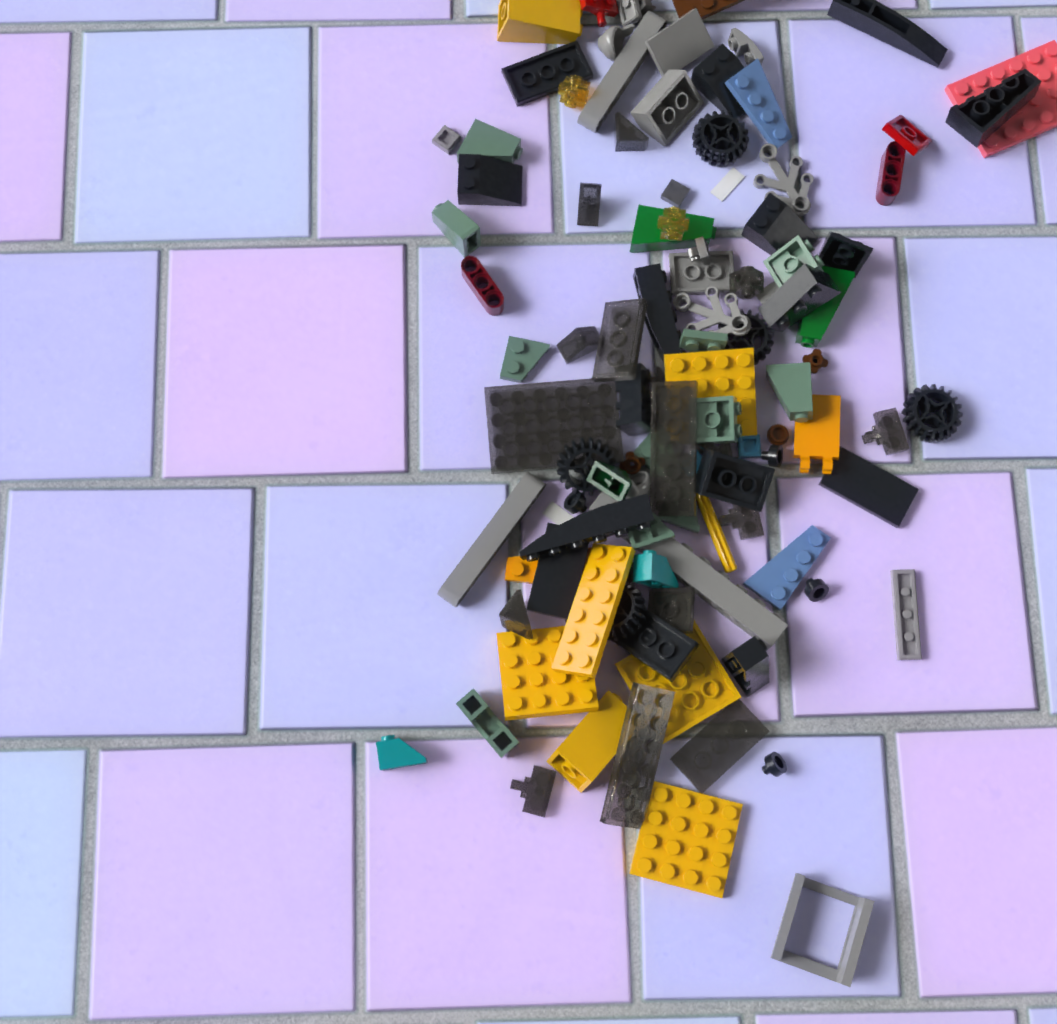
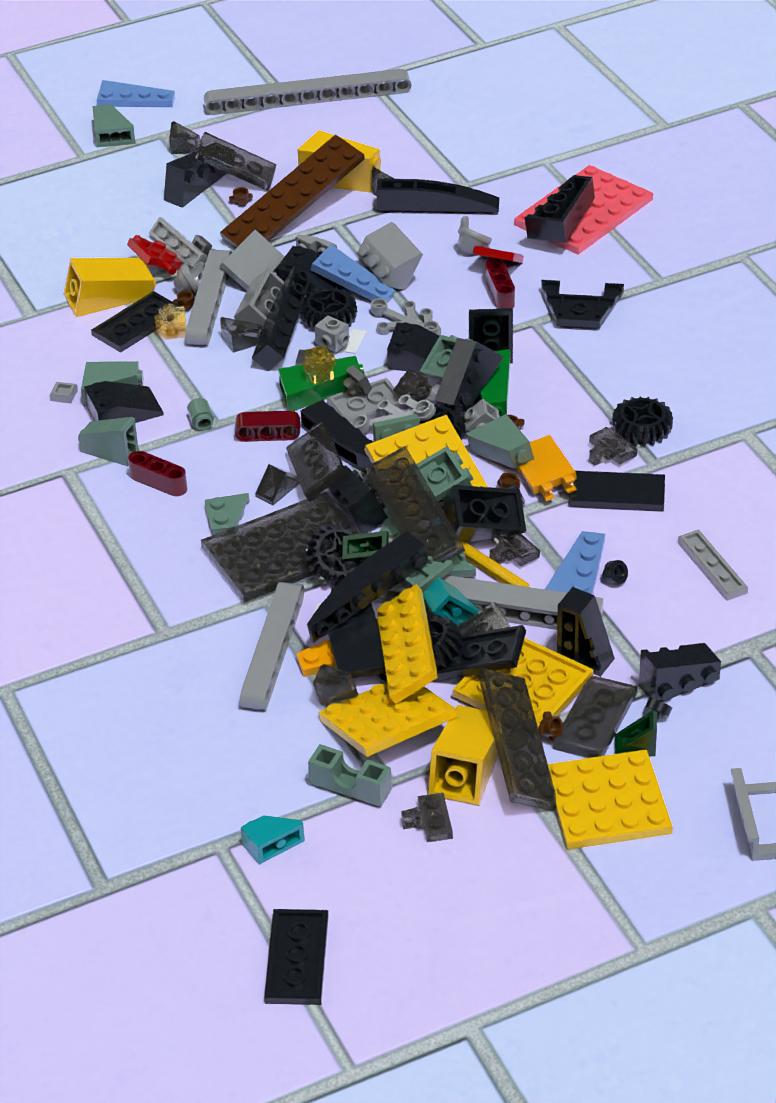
camera: 20 degrees left, 35 degrees down
(368, 884) = (297, 957): none -> black tile
(550, 225) = (200, 414): none -> sand green brick
(589, 204) = (229, 385): clear smoke slope -> none
(599, 60) = (185, 299): none -> reddish brown plate
(601, 267) = (267, 426): none -> dark red beam
(670, 138) = (281, 320): none -> black slope
(675, 746) = (550, 726): none -> reddish brown plate
(708, 175) = (331, 333): none -> light grey brick
(740, 789) = (638, 735): none -> dark green slope
(789, 349) = (480, 415): none -> light grey brick
(805, 96) = (390, 256): none -> light grey slope
(812, 735) = (677, 671): none -> black wedge
(893, 102) = (470, 238): none -> light grey hat
(947, 239) = (580, 310): none -> black wing

